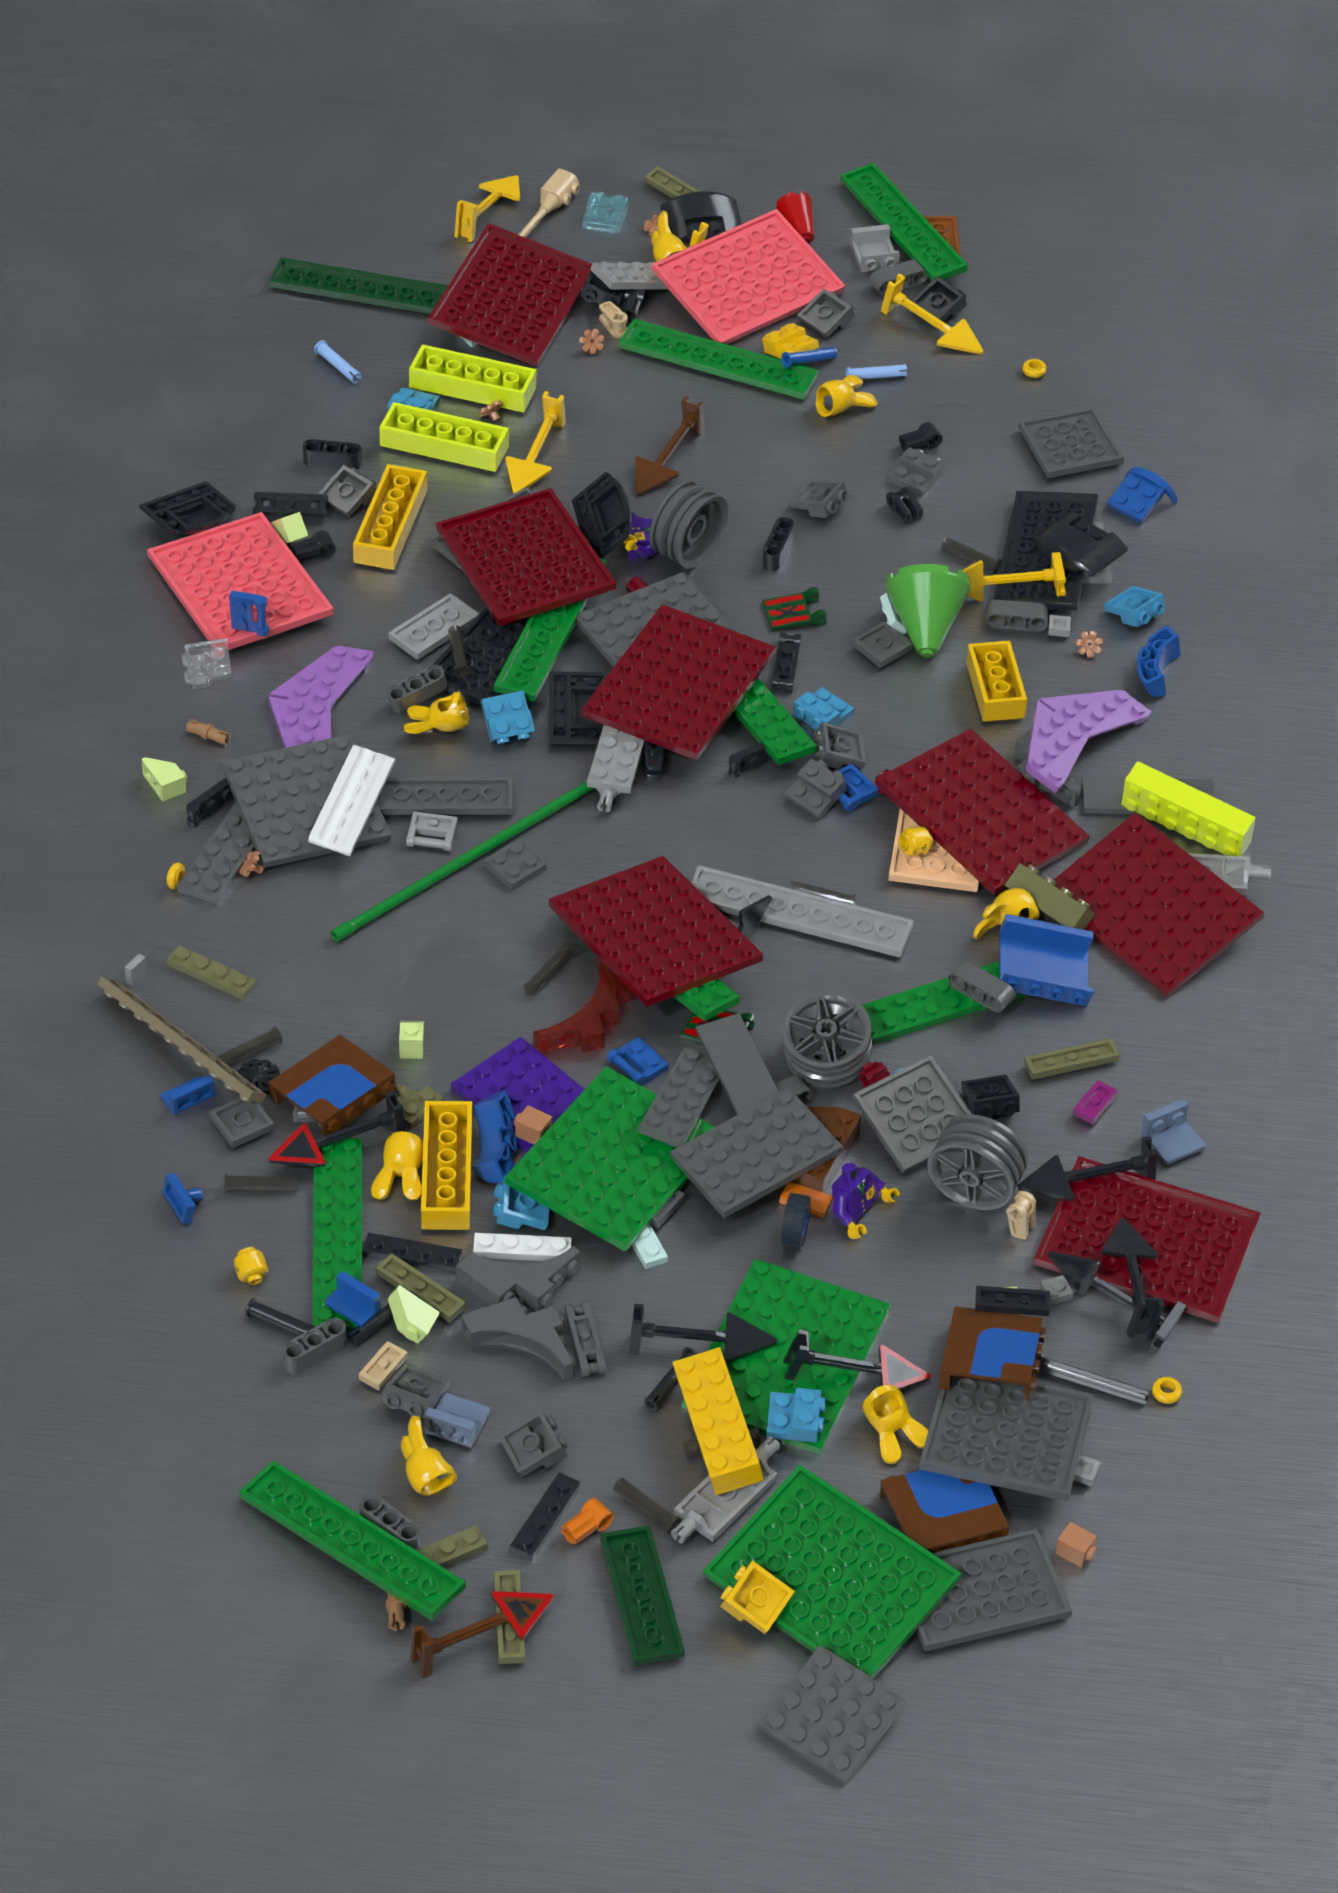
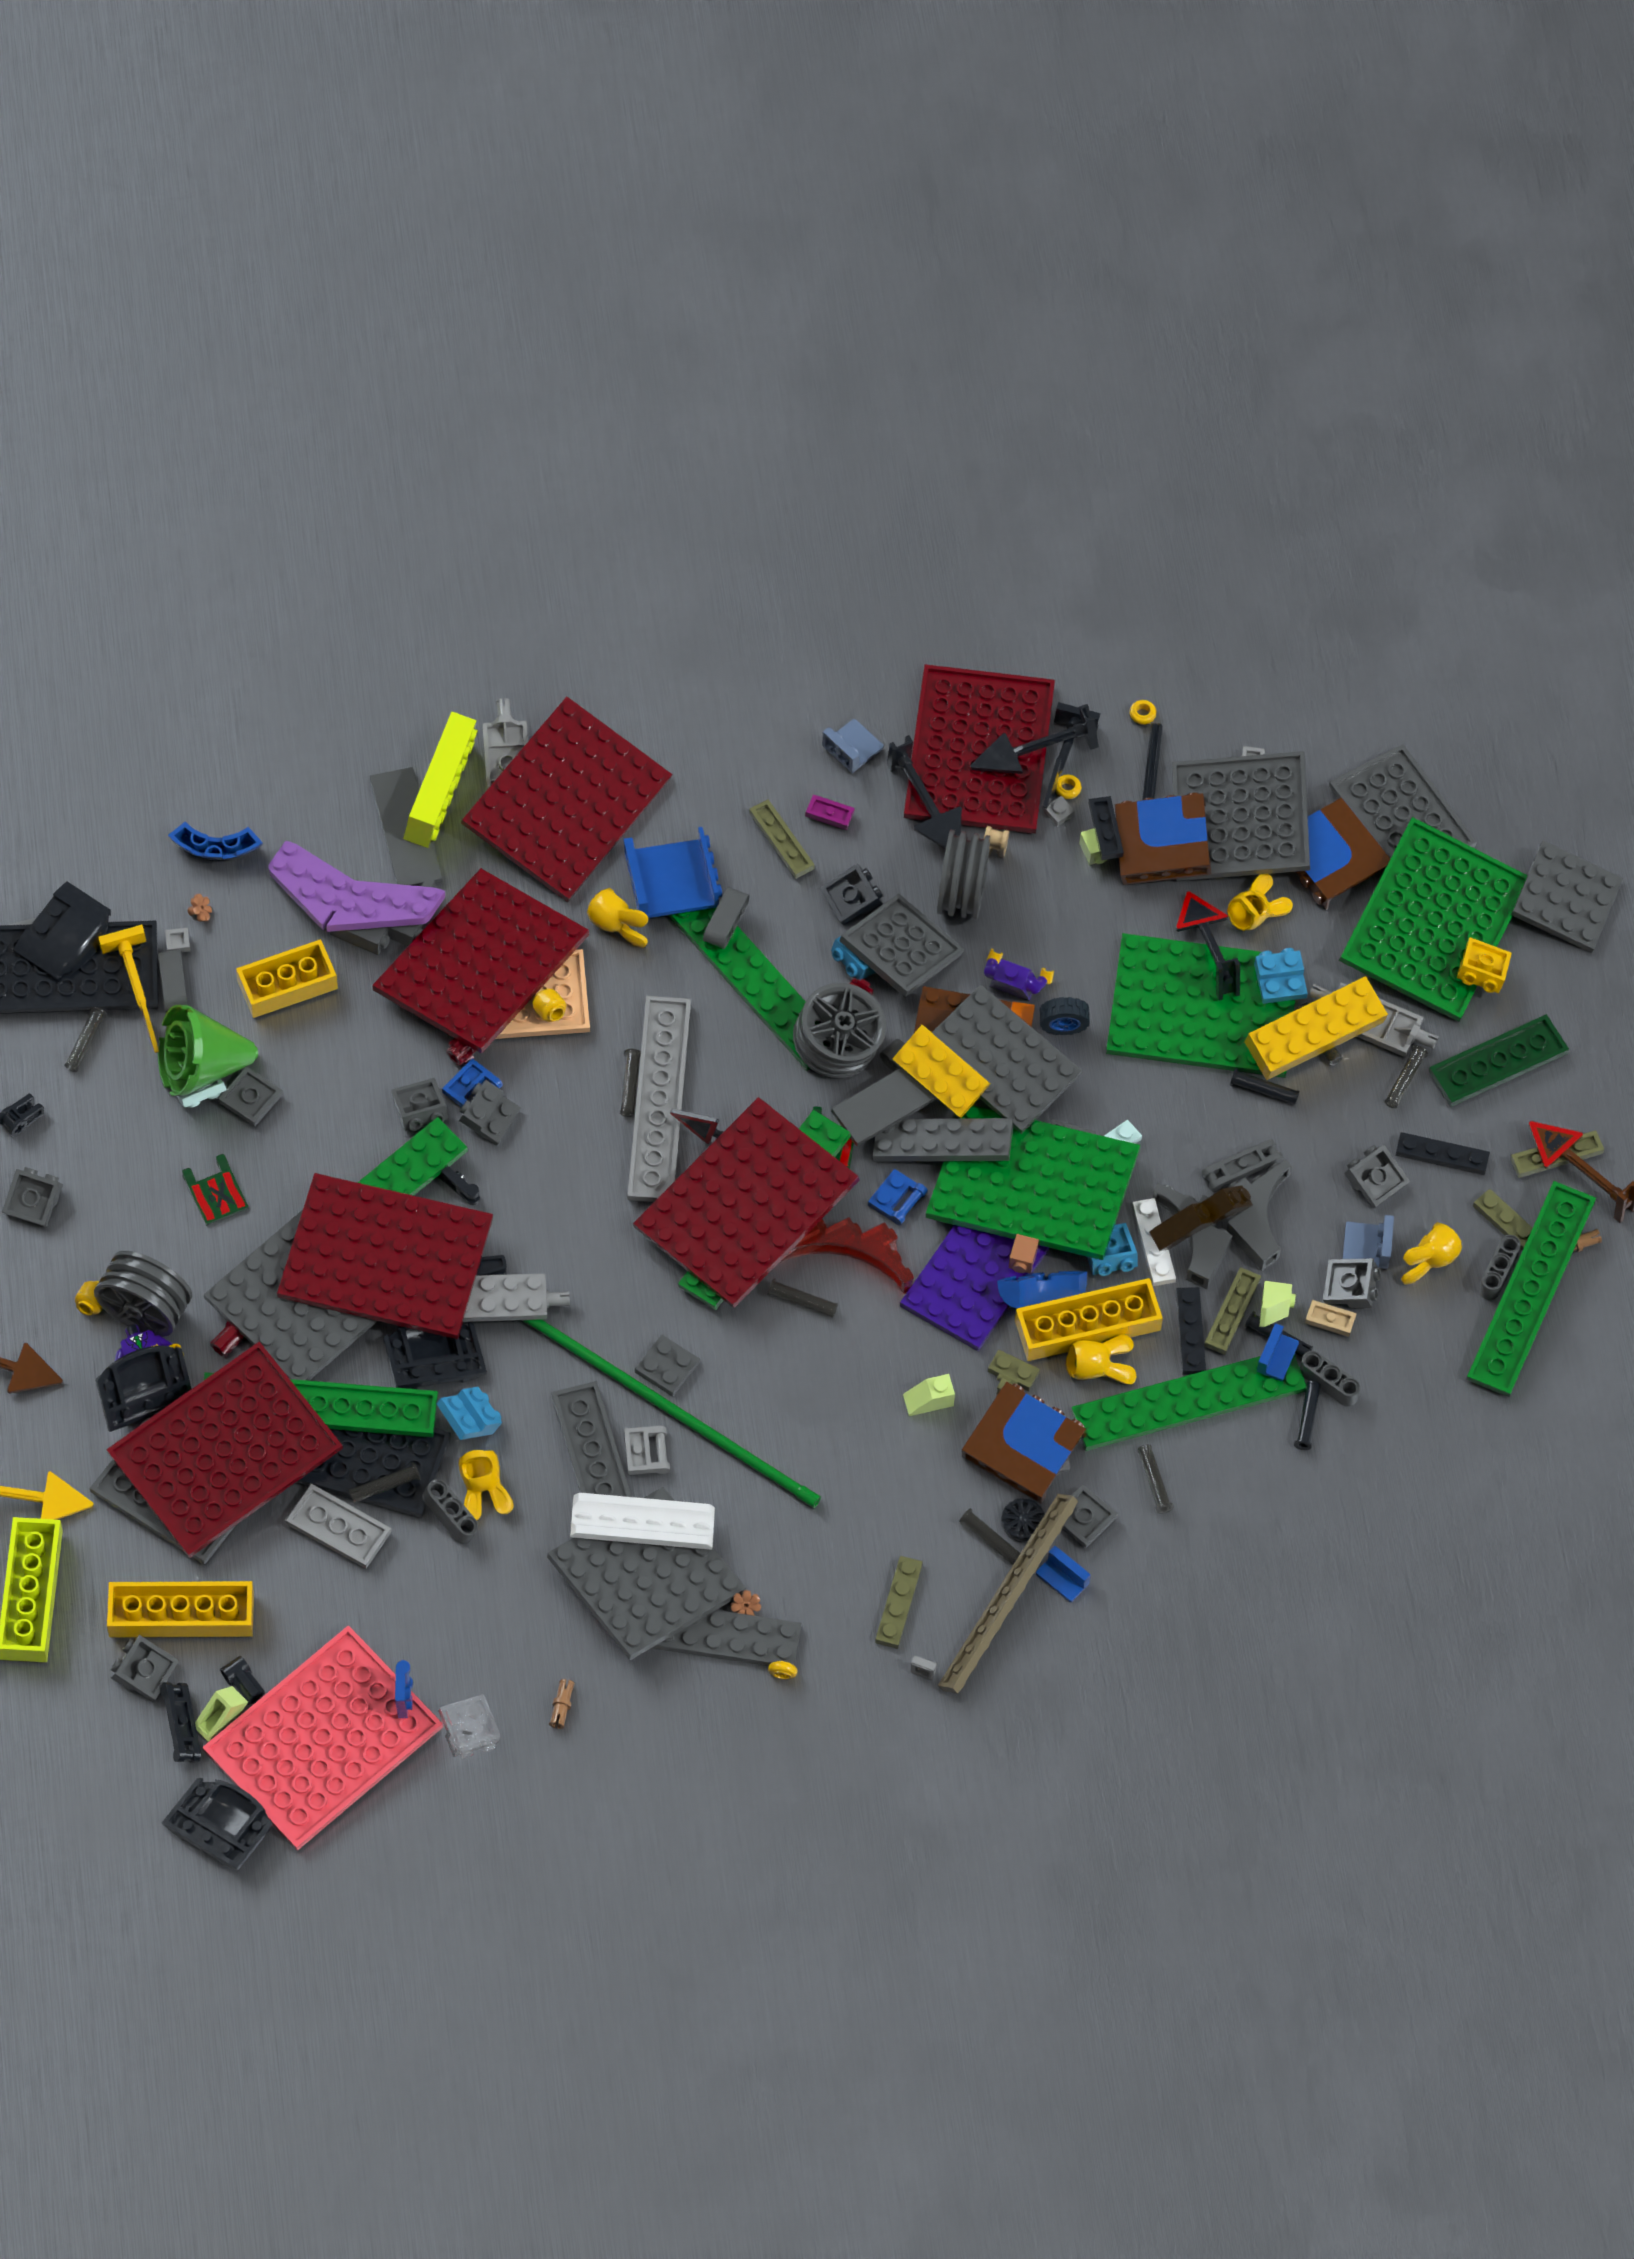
camera: 105 degrees left, 15 degrees up
(164, 777) = (648, 1721): yellowish green slope -> none
(180, 1199) = (1198, 1539): blue tile -> none
(208, 802) = (668, 1668): black plate -> none
(250, 1266) = (1258, 1456): yellow head -> none
(304, 1149) = (1108, 1448): black piece -> none
(306, 700) = (475, 1618): medium lavender wing -> none
(331, 454) = (82, 1692): black beam -> none
(523, 1270) = (1200, 1216): none -> dark brown arch
(591, 1518) = (1434, 1113): orange piece -> none
(739, 1338) = (1210, 1036): black piece -> none
(751, 1095) = (941, 1071): none -> yellow plate
(778, 543) = (110, 1215): black beam -> none
(786, 661) = (291, 1181): black plate -> none
(822, 707) = (364, 1133): dark azure plate -> none
(1050, 899) = (589, 879): olive brick -> none
(1076, 1545) = (1334, 751): nougat brick -> none
(1087, 1296) = (1068, 779): none -> yellow piece
(1136, 605) = (130, 874): dark azure plate -> none

